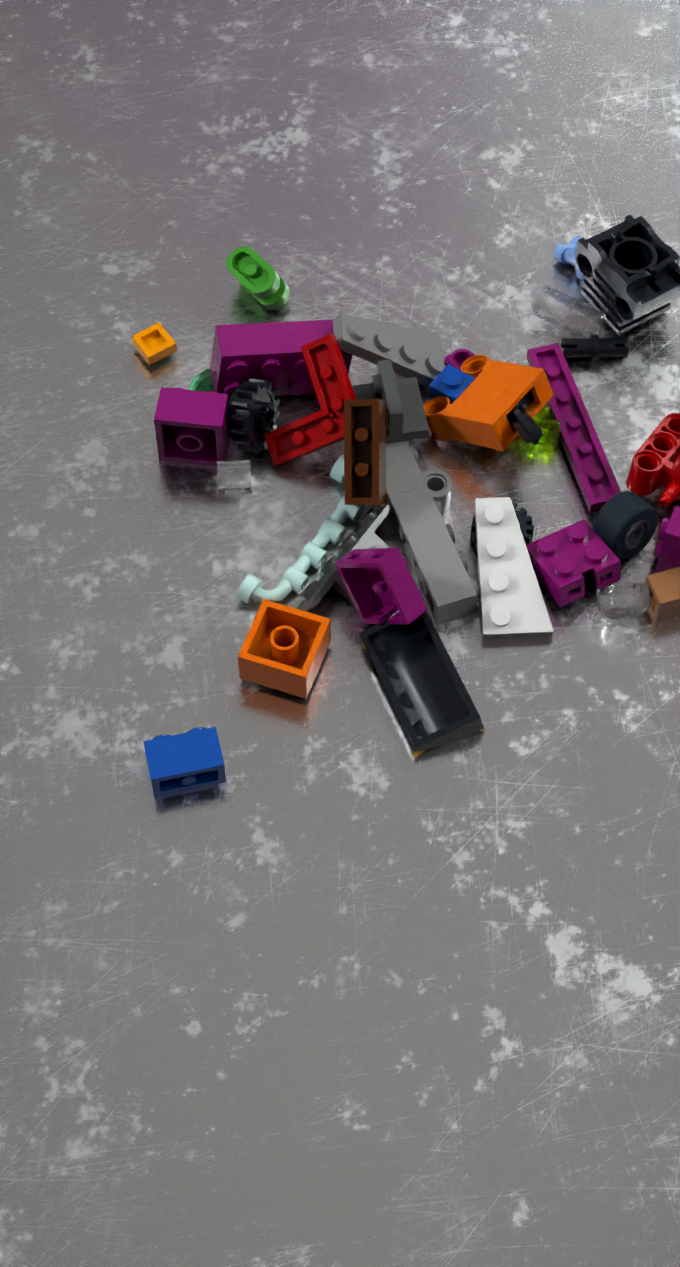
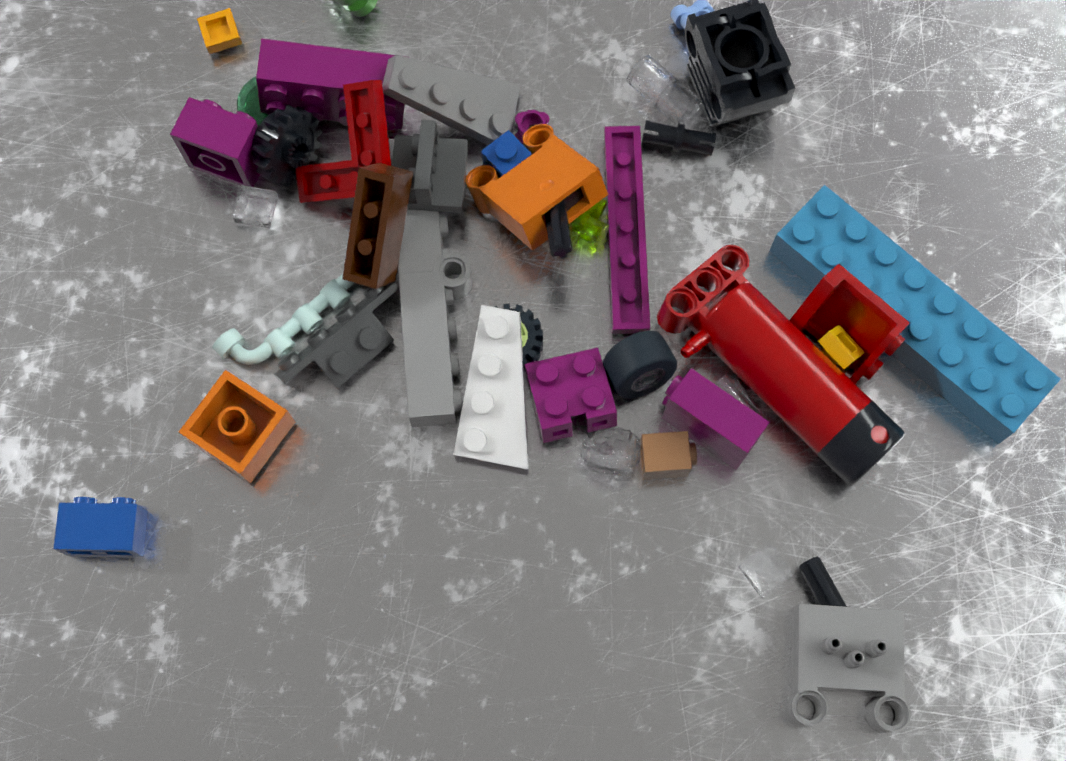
camera: 15 degrees right, 15 degrees up
(381, 586) = (352, 384): magenta piece -> none
(422, 682) = (373, 491): black slope -> none

